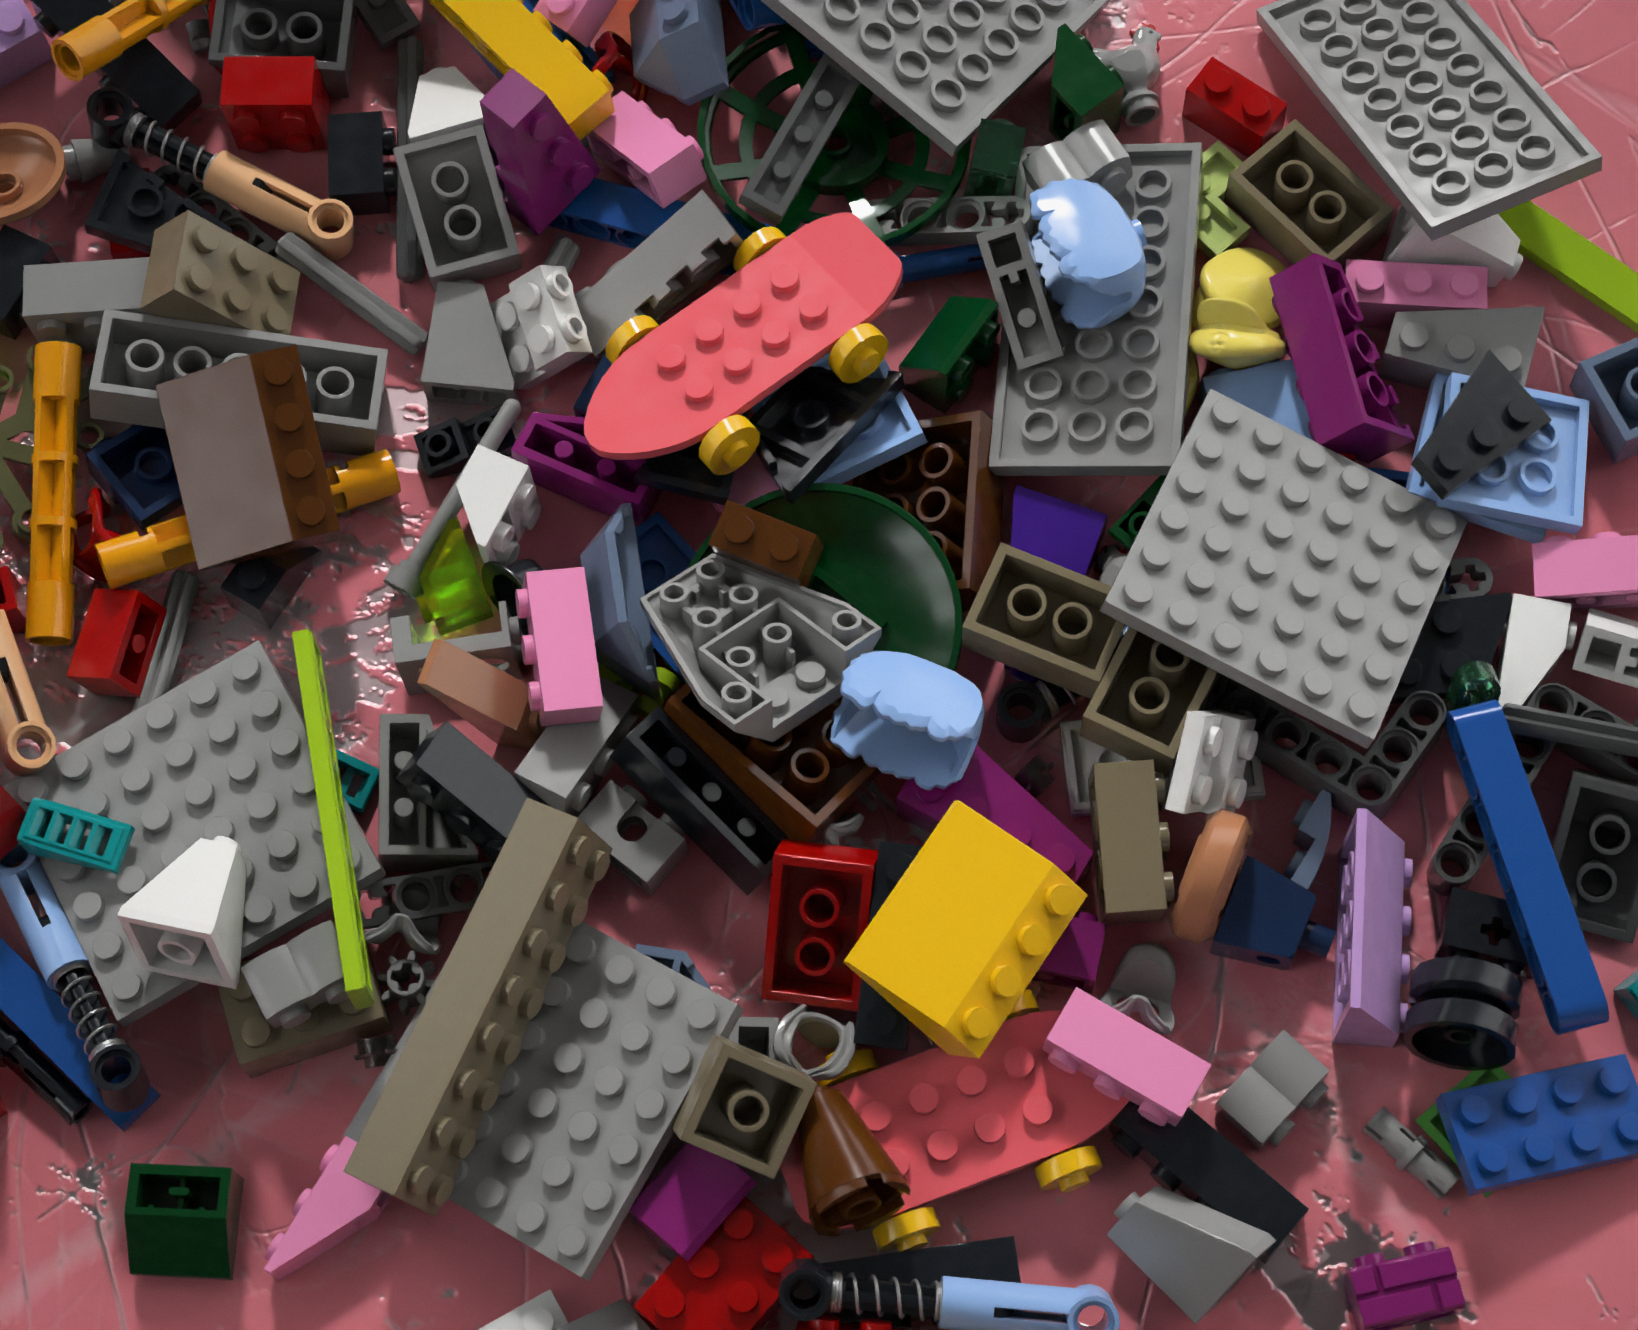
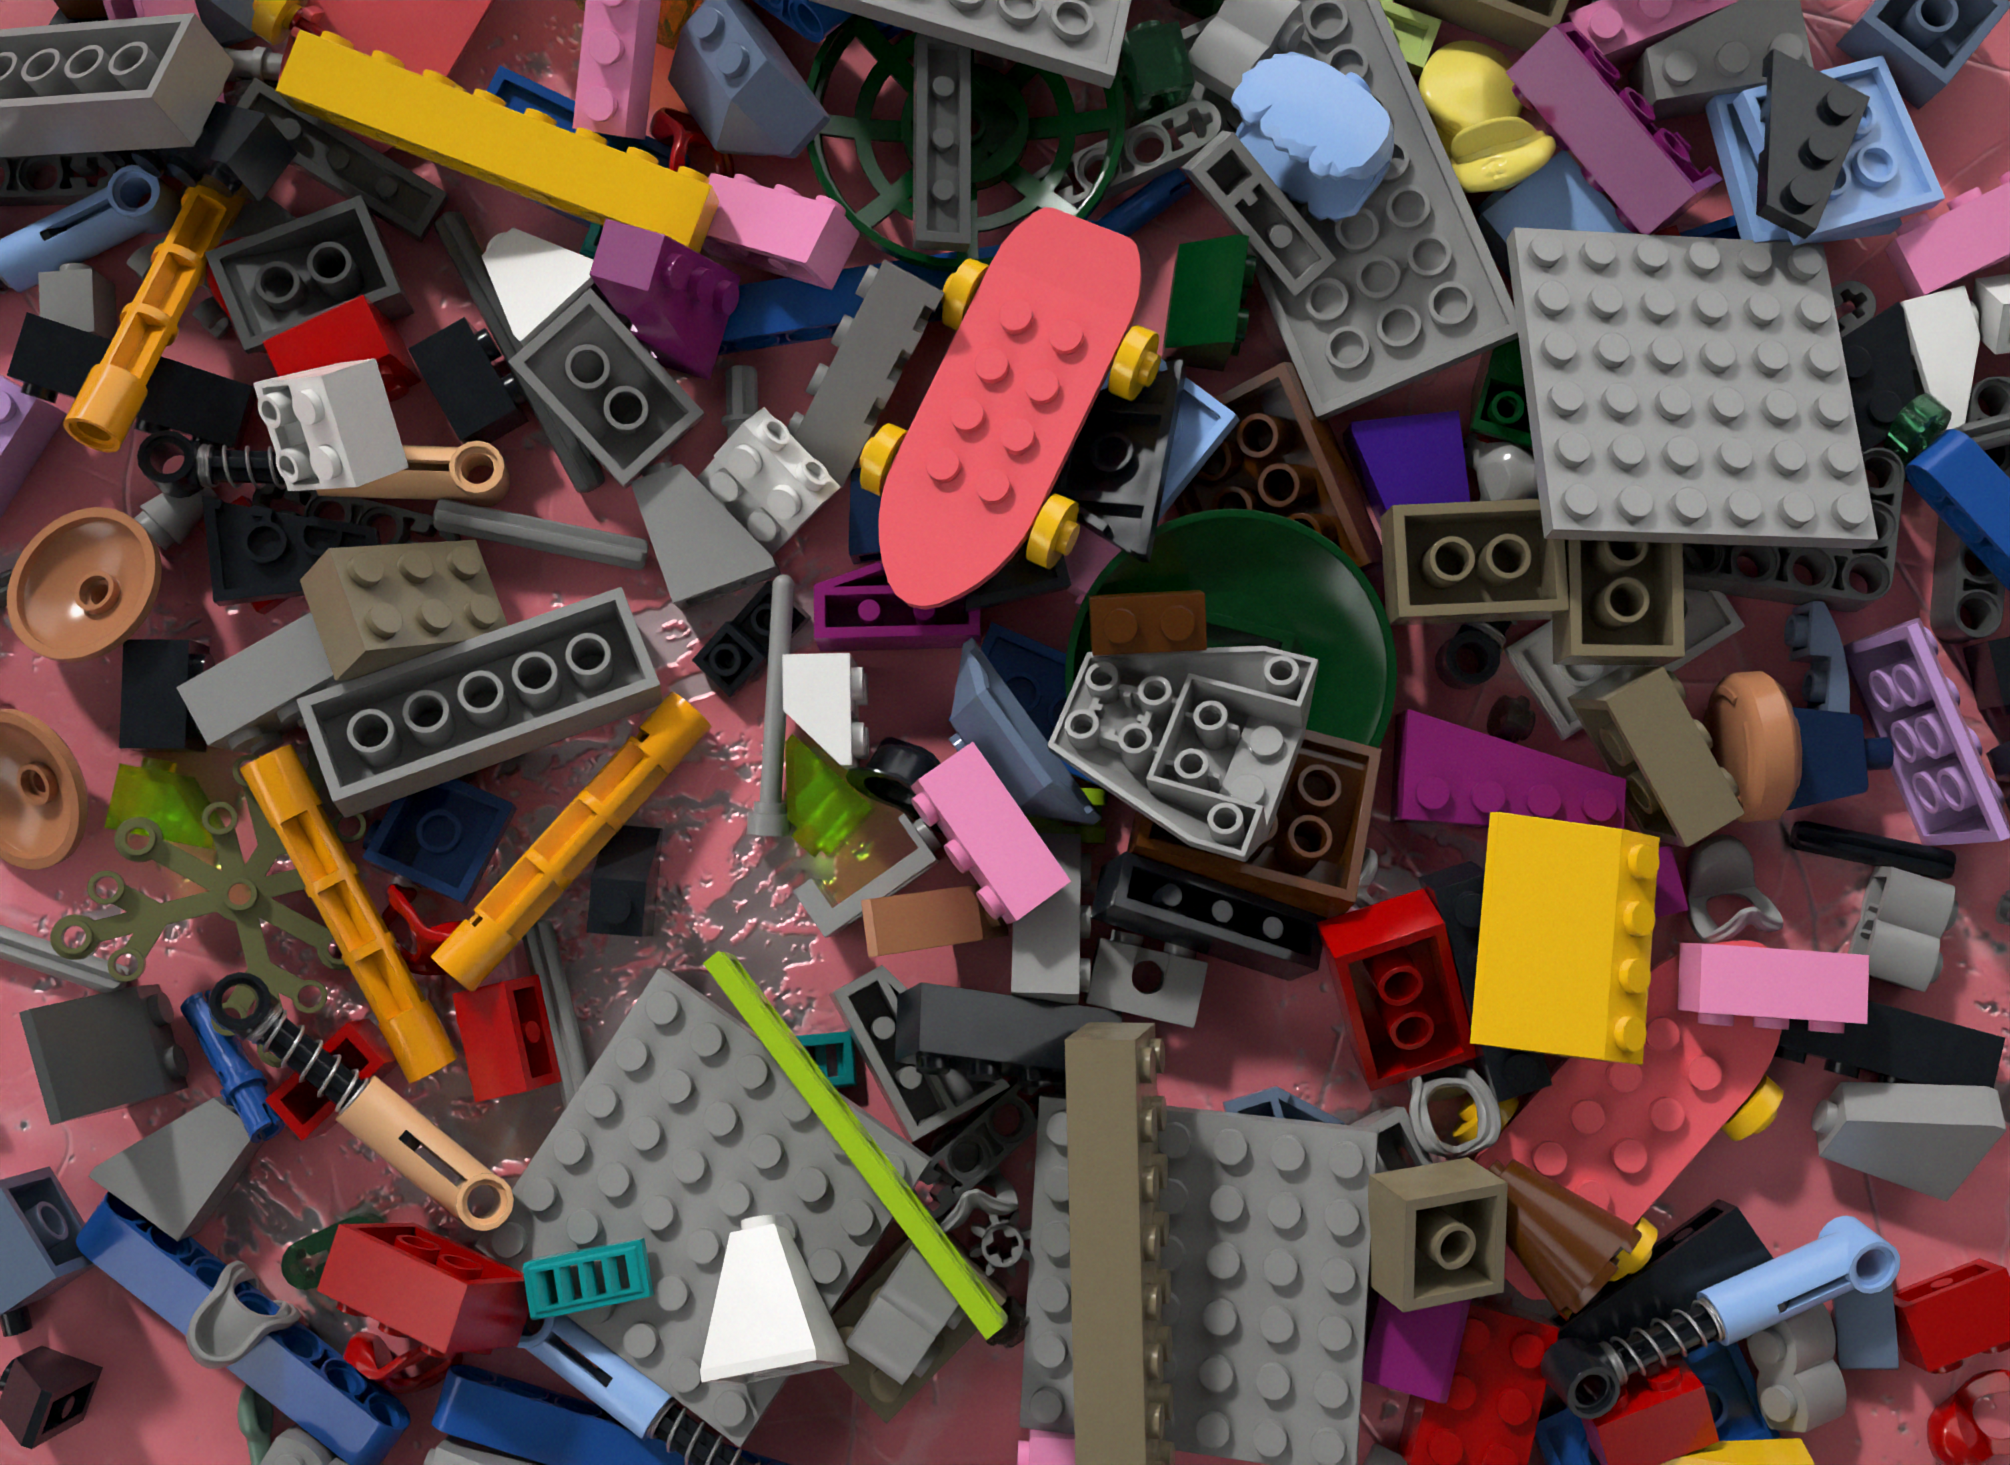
camera: 30 degrees left, 15 degrees up
(239, 134) = (331, 426): none -> white slope
(248, 459) = (547, 792): reddish brown slope -> none
(908, 717) = (1390, 739): light blue animal -> none
(1212, 762) = (1710, 634): white plate -> none
(1281, 1017) = (1872, 849): none -> black axle

